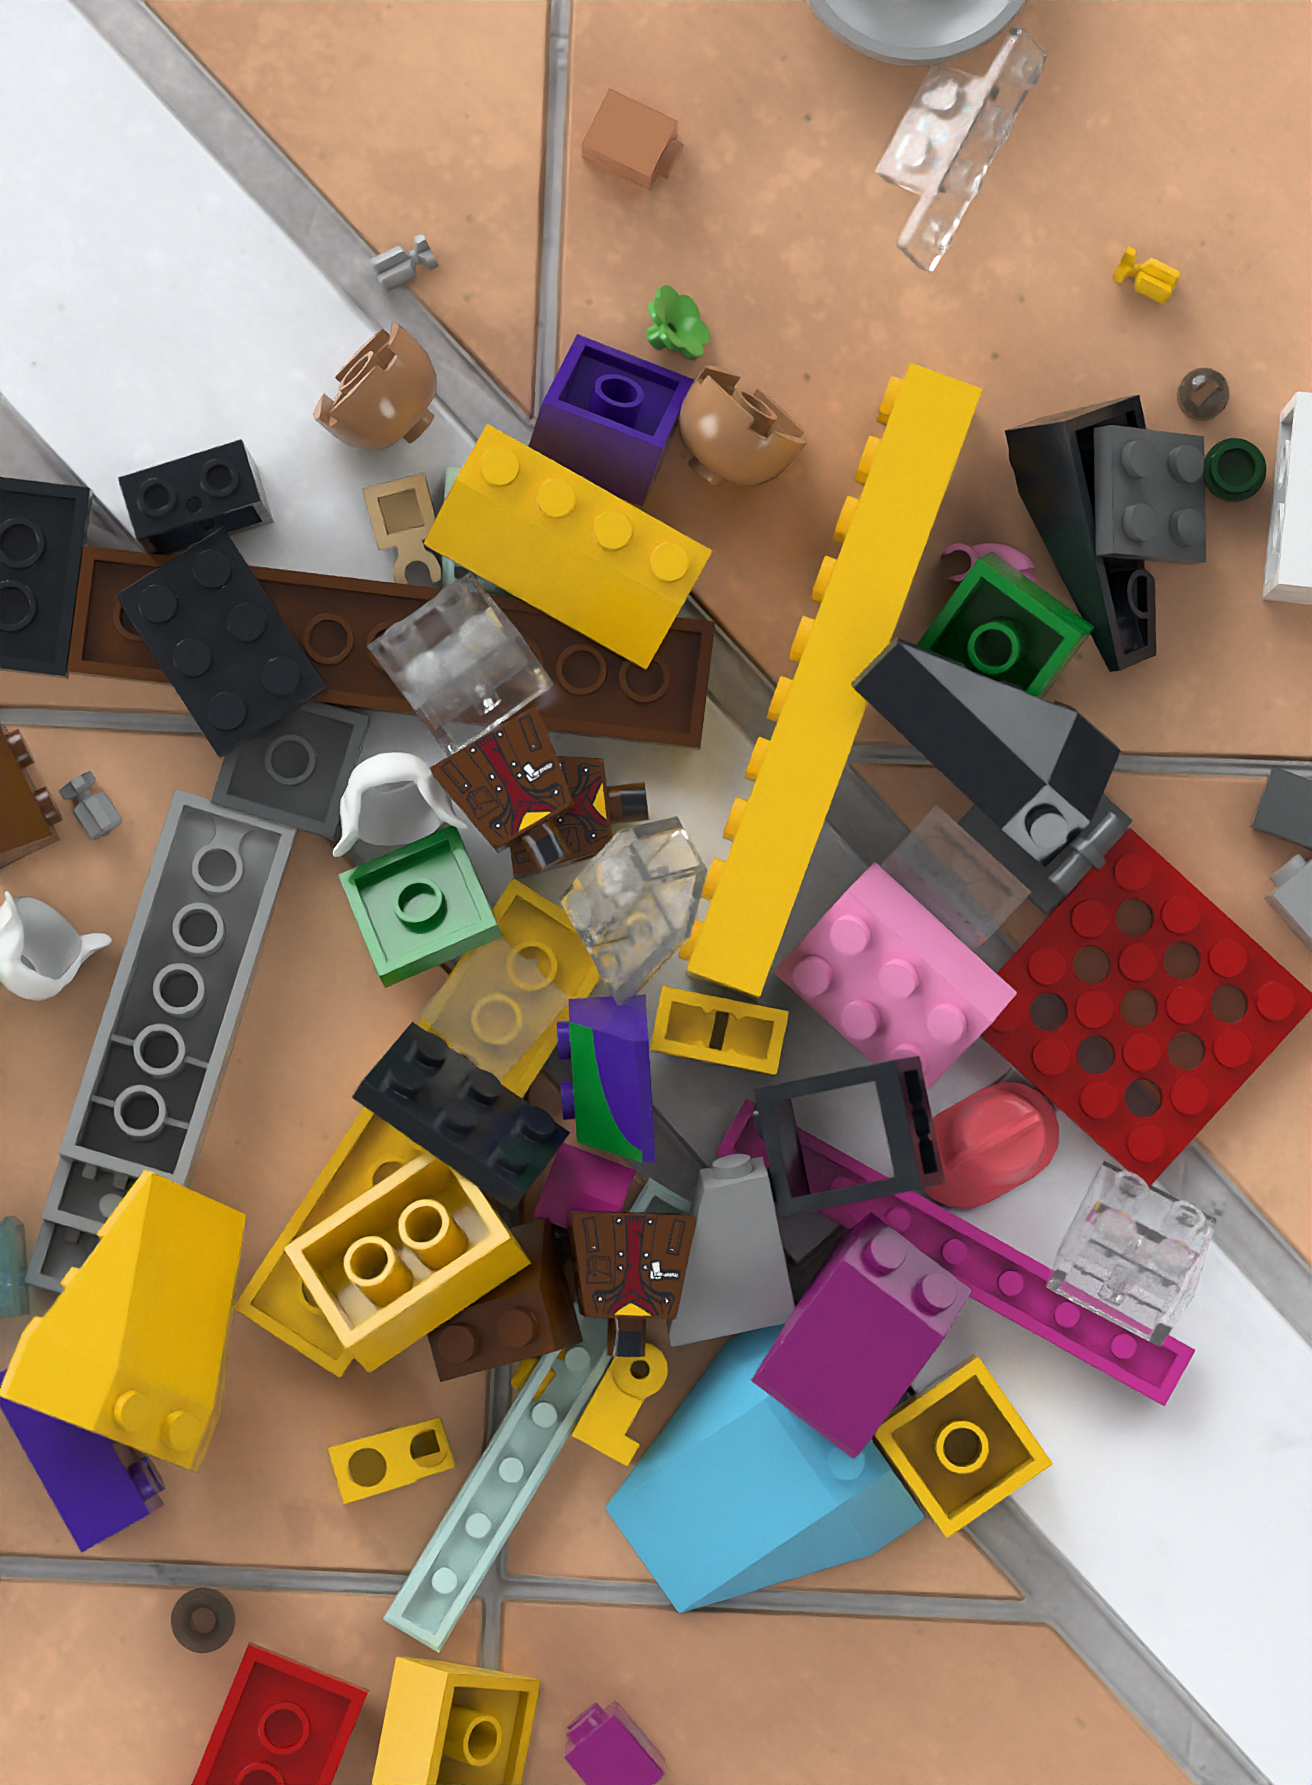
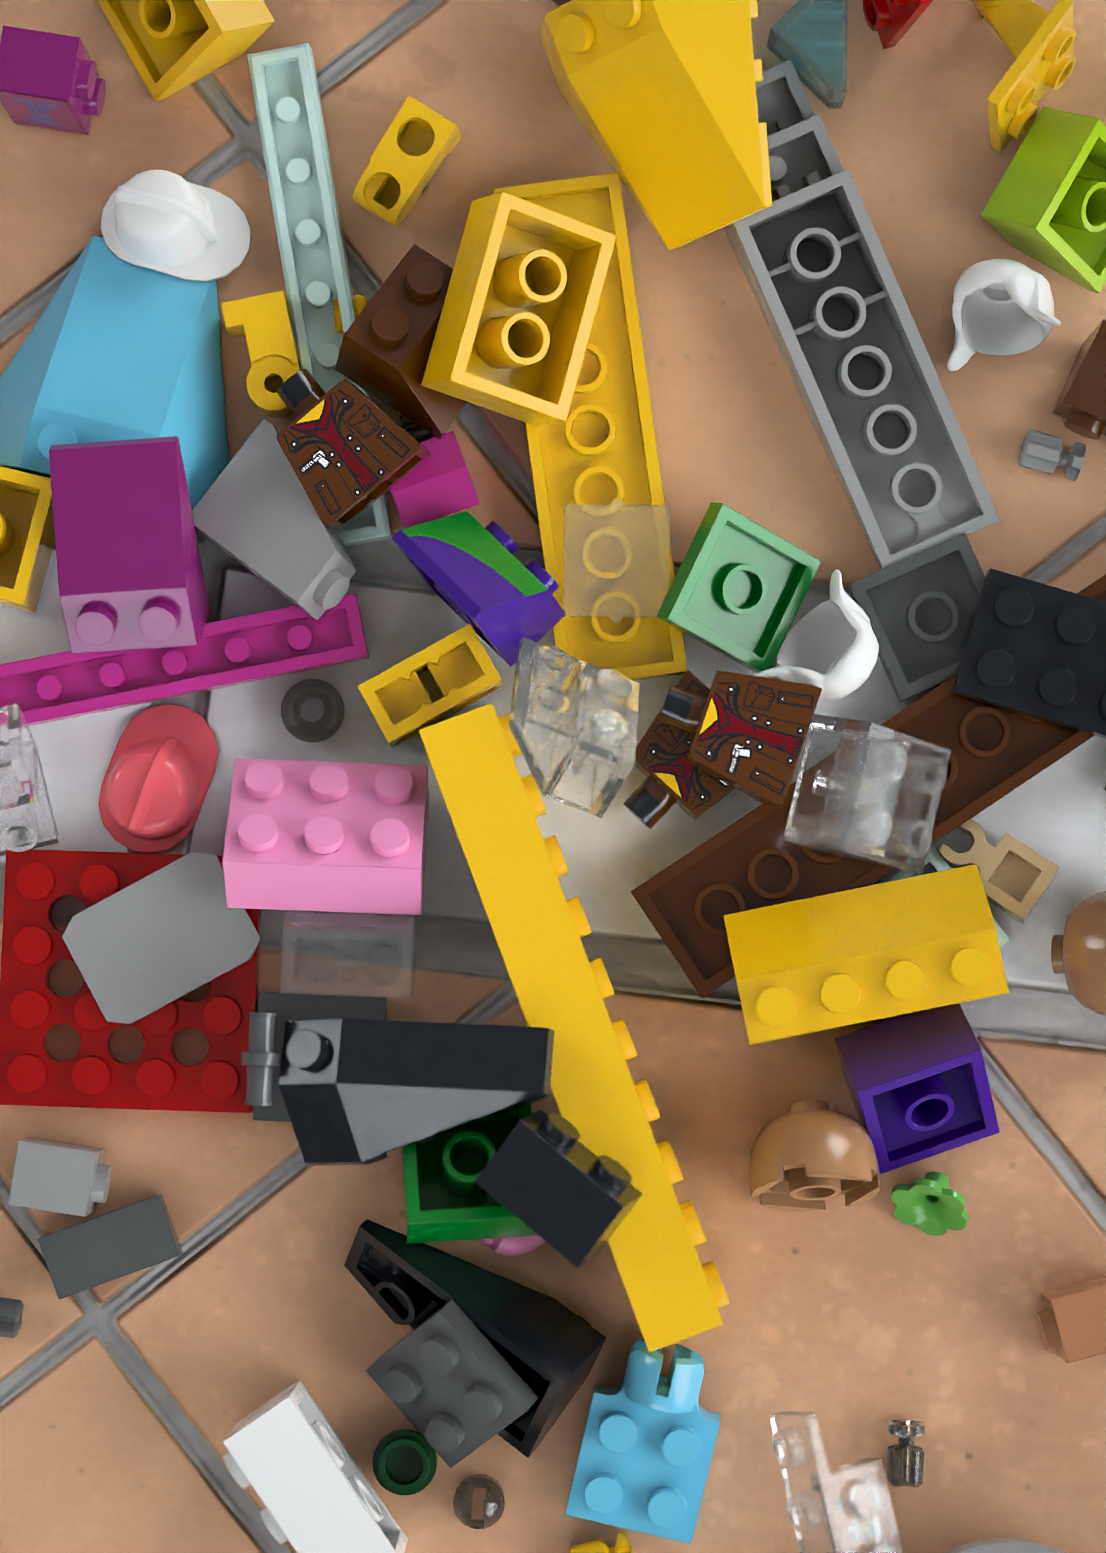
camera: 140 degrees right, 0 degrees up
(461, 1115) = (569, 449): black plate -> none
(610, 1564) = (175, 227): none -> white piece
(827, 1115) = (330, 721): none -> clear smoke plate
(856, 155) = (905, 1459): none -> clear smoke piece
(906, 1125) = (225, 730): black window -> none
(945, 564) = (559, 1186): none -> black brick
(1044, 326) = (646, 1448): none -> medium azure plate
(1087, 1016) = (160, 938): none -> light grey piece

